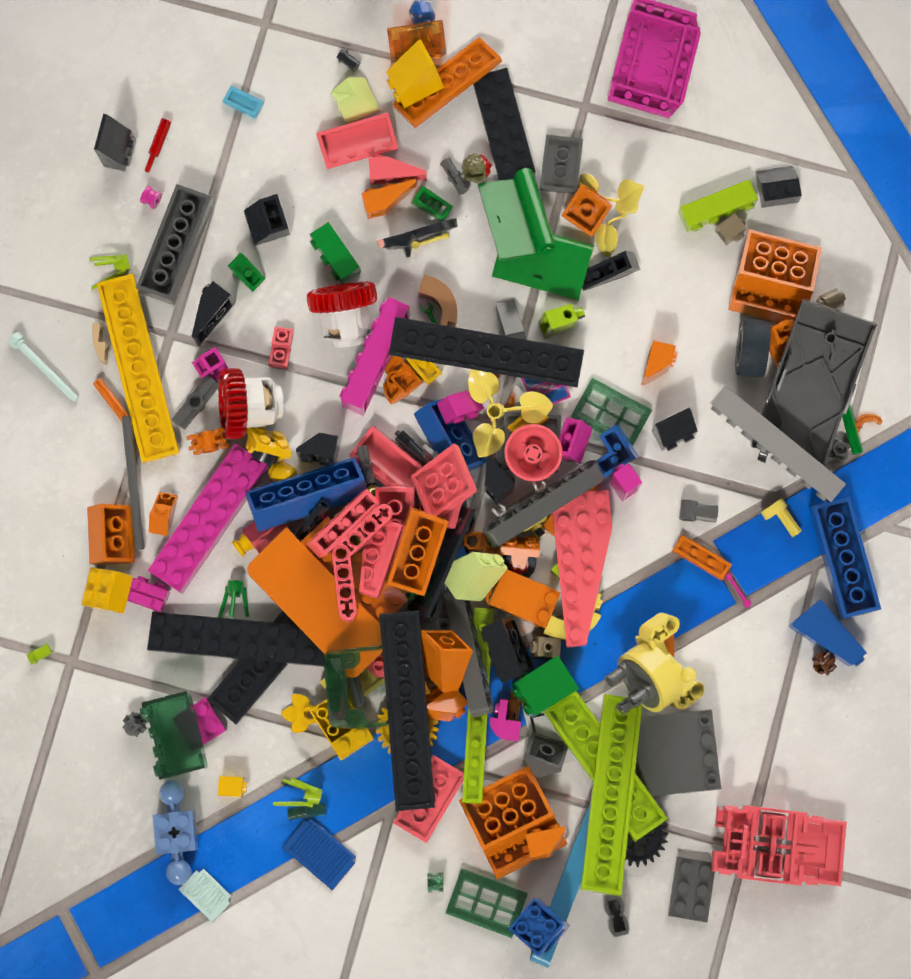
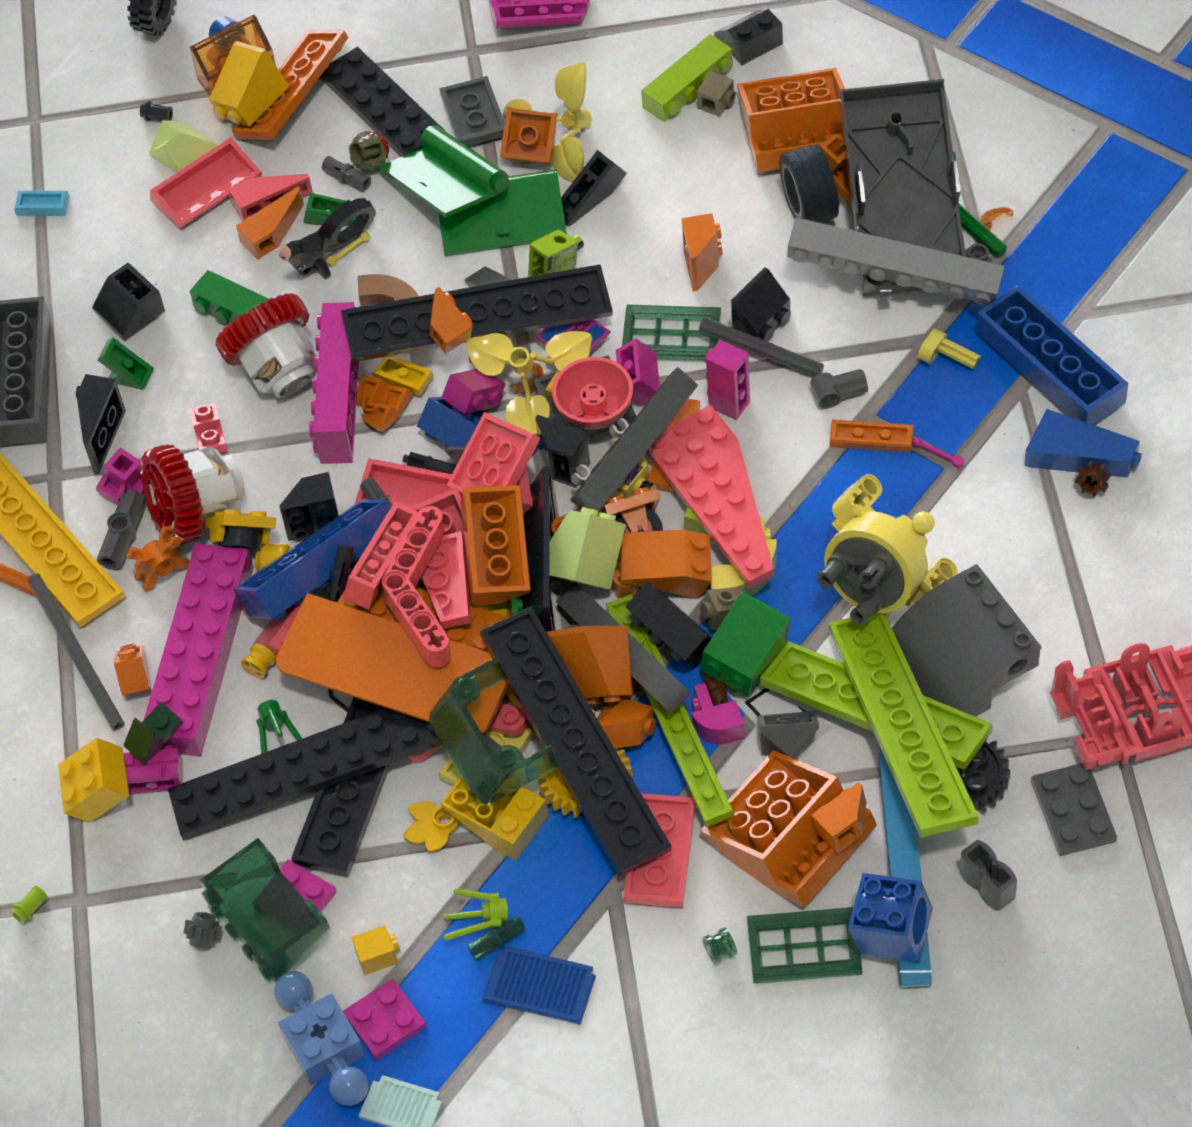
camera: 20 degrees left, 25 degrees down
(110, 534) = (66, 716): orange slope -> none
(154, 577) = (149, 735): none -> dark green slope
(218, 833) = (384, 1019): none -> dark pink plate
(459, 358) = (448, 324): none -> orange slope
(619, 450) = (692, 347): blue brick -> none
(662, 457) = (760, 347): none -> dark grey axle

